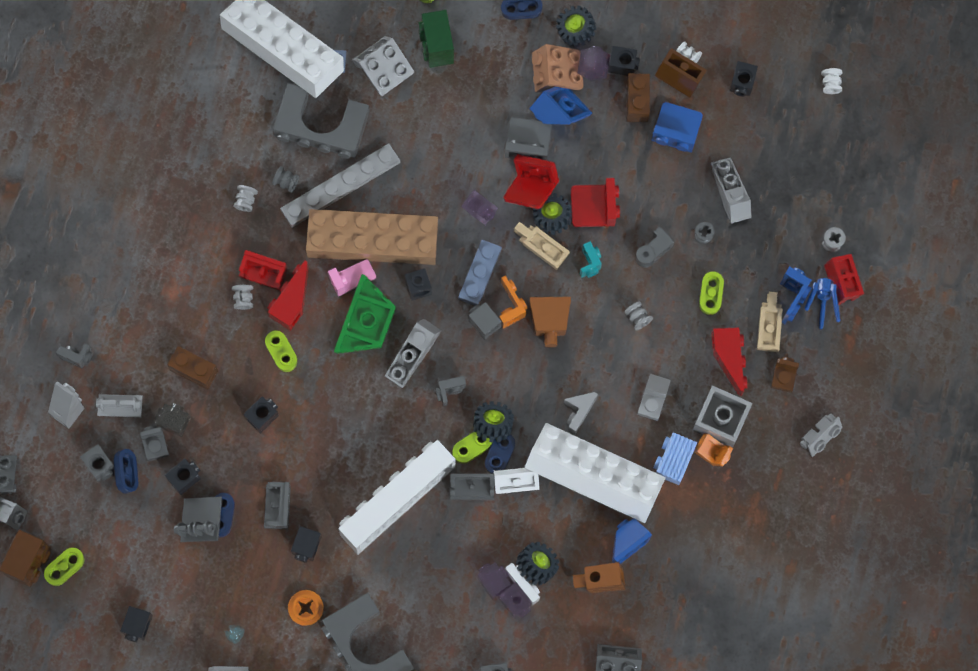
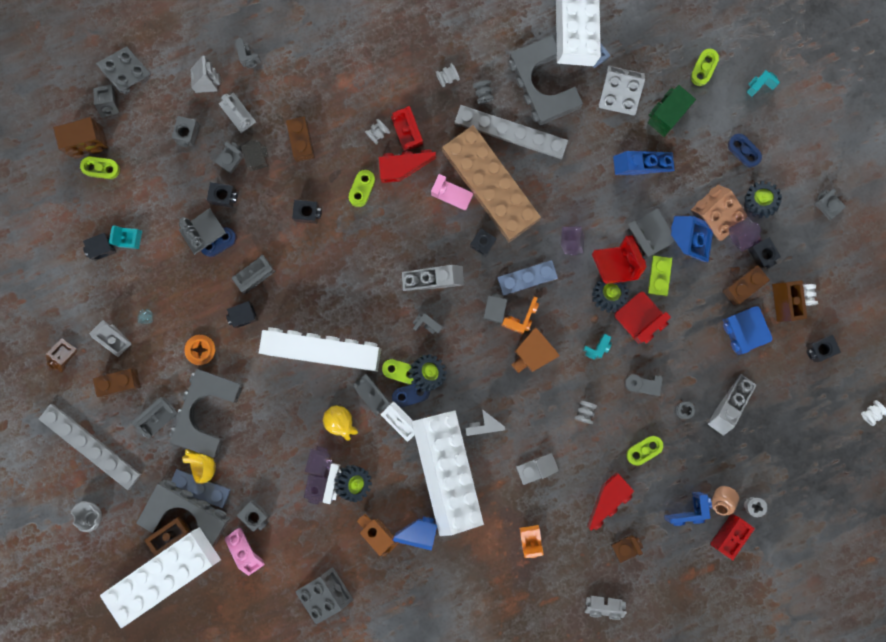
camera: 60 degrees right, 10 degrees up
(126, 471) = (196, 155): dark blue plate -> none
(148, 592) = (125, 237): none -> teal bracket
(366, 319) = (430, 228): green wing -> none
(461, 97) = (643, 162): none -> blue slope
(472, 534) = (339, 422): none -> yellow piece
(542, 245) = (582, 305): tan hinge -> none
(570, 161) = (659, 276): none -> lime plate
(675, 458) = (504, 519): light blue brick -> none
(722, 416) = (560, 529): light grey brick -> none
(770, 324) = (655, 509): tan hinge -> none
(808, 259) = (725, 500): none -> nougat head
(824, 290) = (712, 528): blue plant -> none

